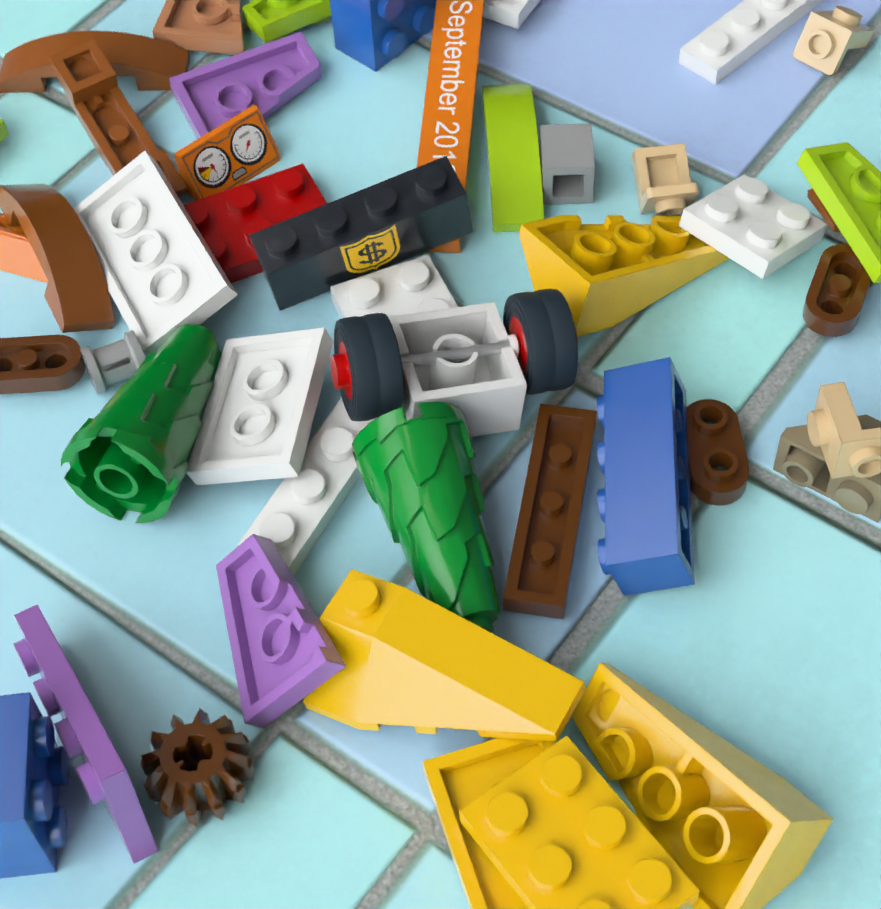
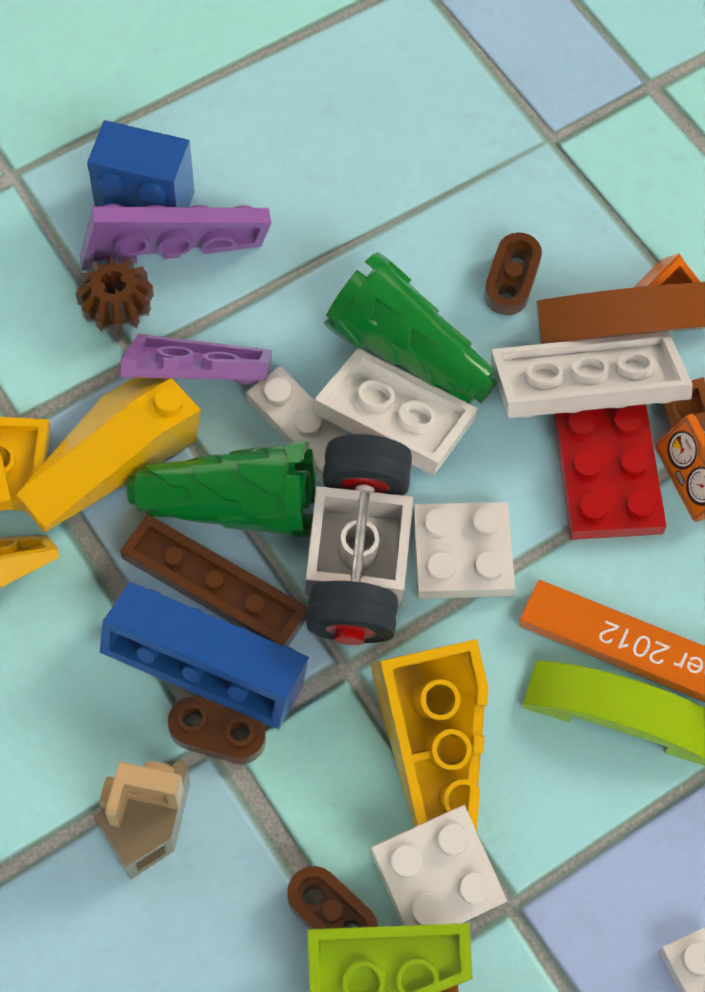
camera: 105 degrees right, 10 degrees up
(98, 361) = (488, 326): light grey bush -> none
(363, 232) = (541, 533): black brick -> none
(567, 164) = (580, 743): light grey brick -> none
(663, 179) = (521, 819): tan bracket -> none

